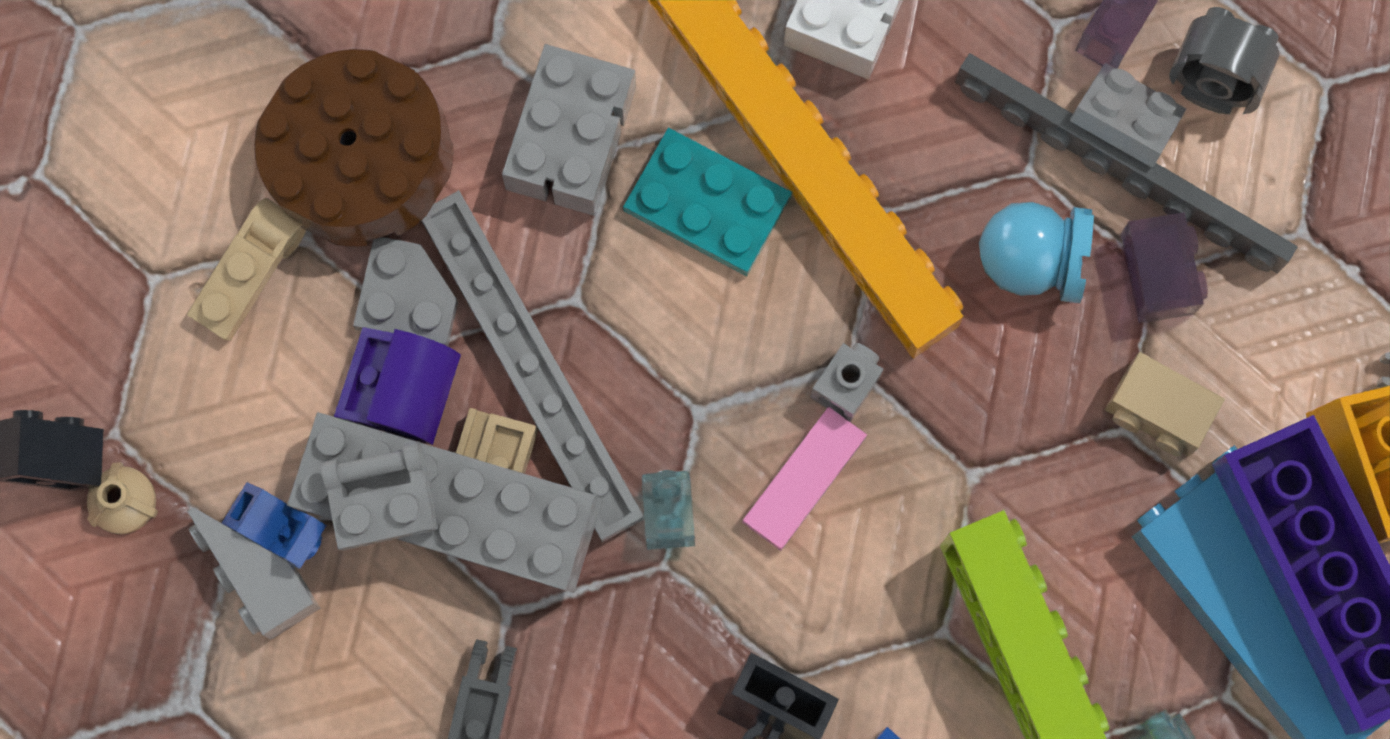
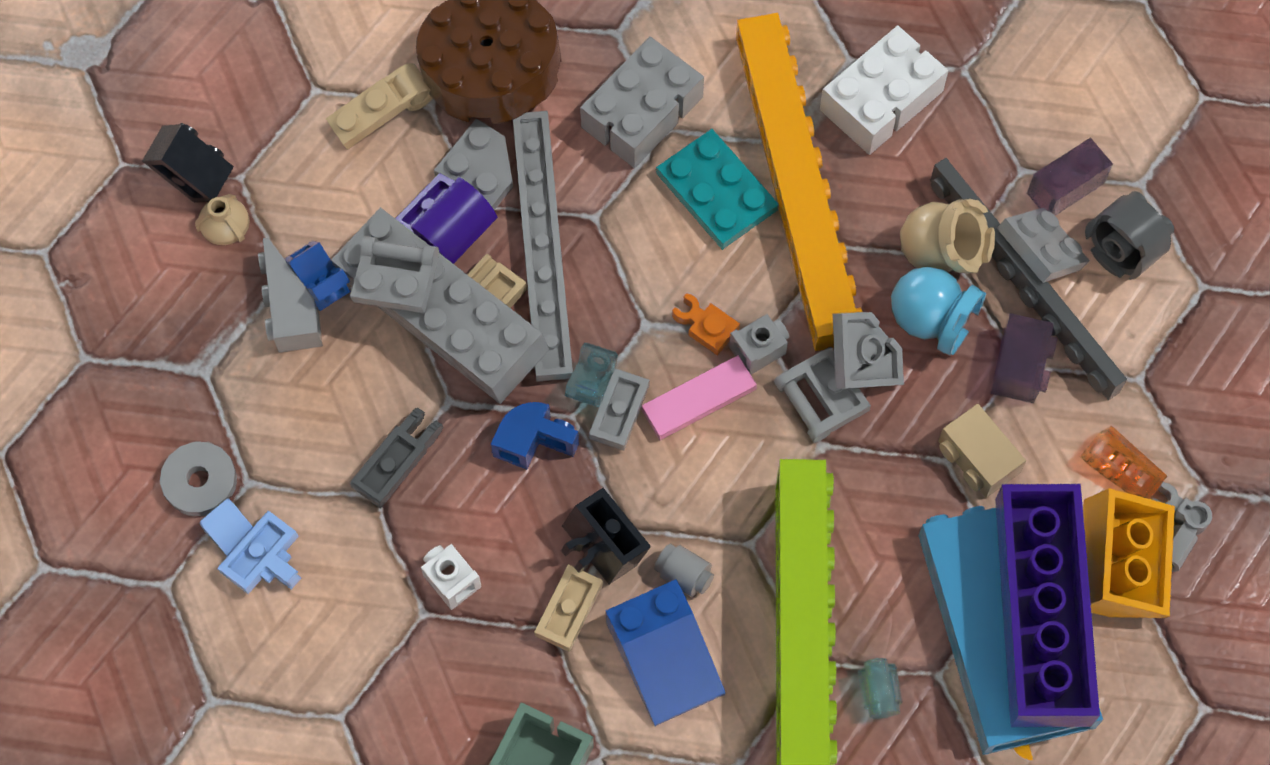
camera: 25 degrees right, 10 degrees down
(617, 610) = (528, 427): none -> blue brick
(718, 536) = (619, 409): none -> light grey plate
(779, 383) = (709, 326): none -> orange plate
(884, 703) = (685, 566): none -> light grey brick
(958, 400) = (840, 404): none -> light grey plate
(982, 346) = (865, 352): none -> light grey plate
(1016, 157) = (948, 236): none -> tan tile
(1300, 341) = (1116, 474): none -> clear orange slope

